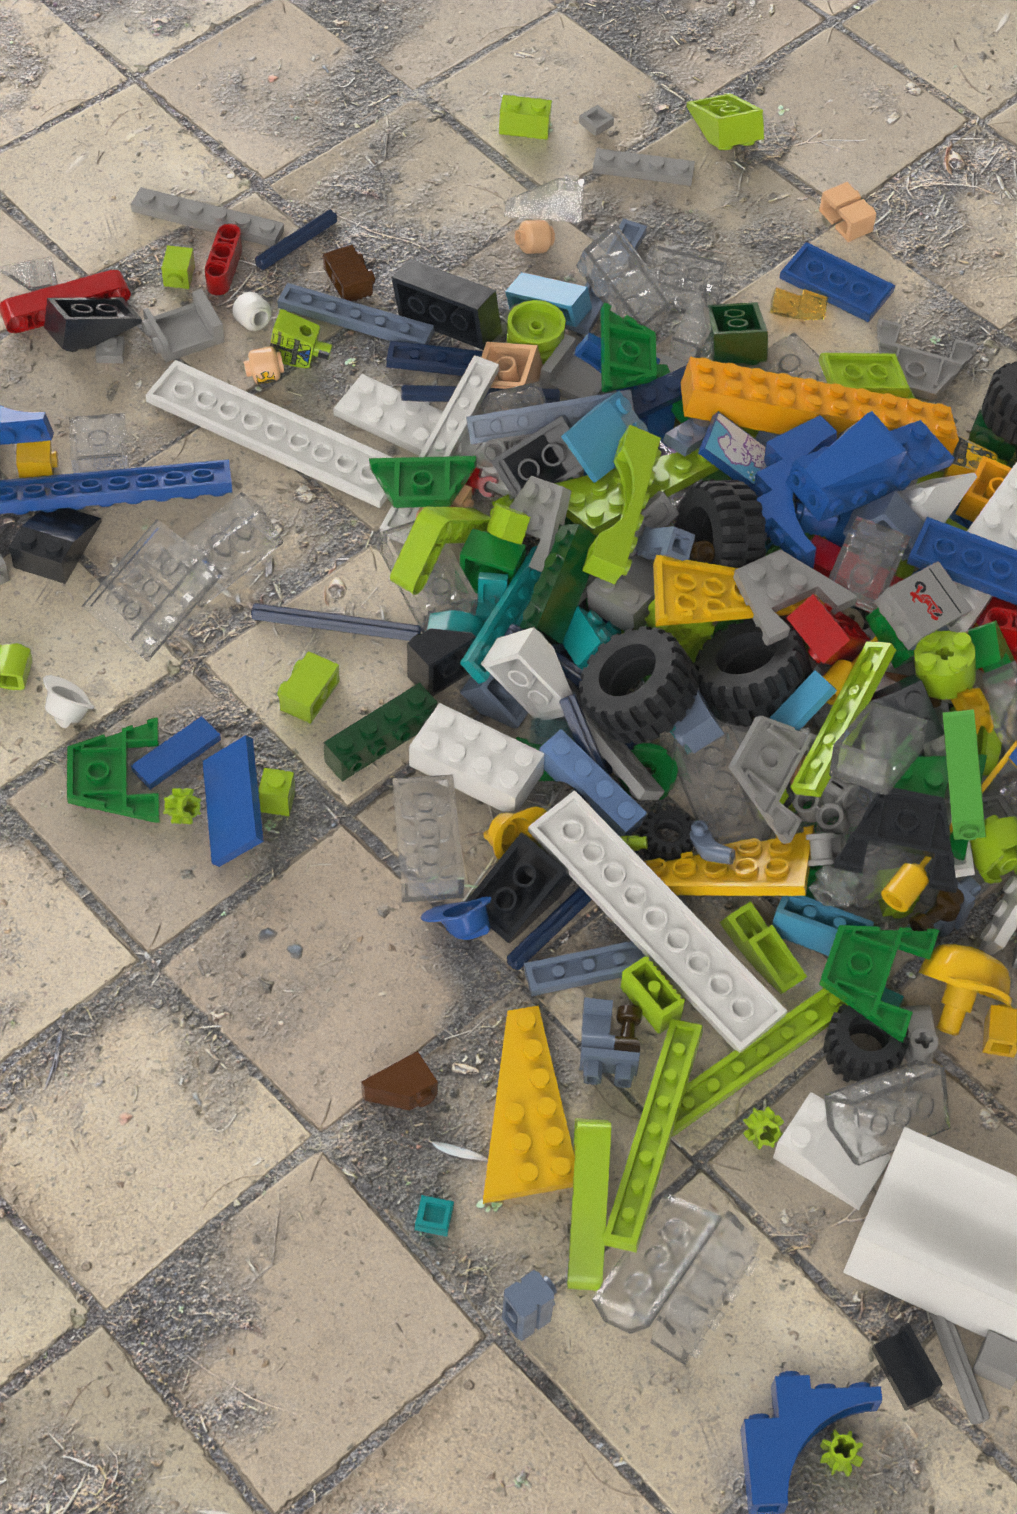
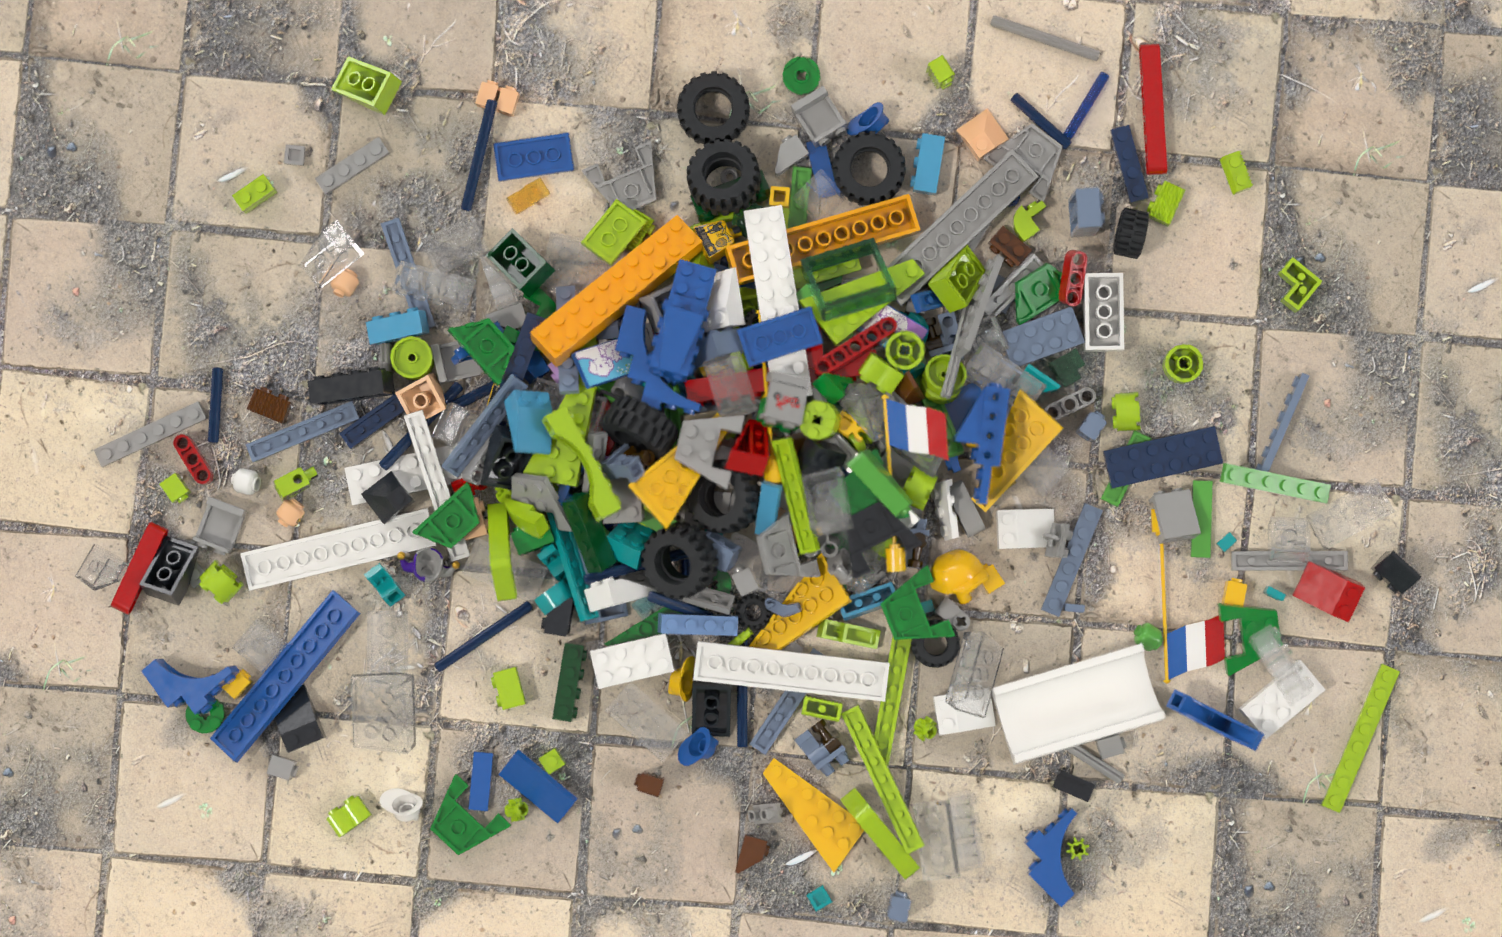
camera: 35 degrees left, 30 degrees up
(126, 362) = (220, 582): none -> lime brick
(288, 488) = (385, 584): none -> teal brick
(350, 508) = (427, 565): none -> light grey piece
(363, 900) = (649, 783): none -> reddish brown brick
(377, 424) = (387, 497): none -> black slope
(467, 1053) = (765, 813): none -> light grey hips
(692, 774) = (744, 580): none -> light grey brick
(785, 232) = (479, 154): none -> dark blue axle

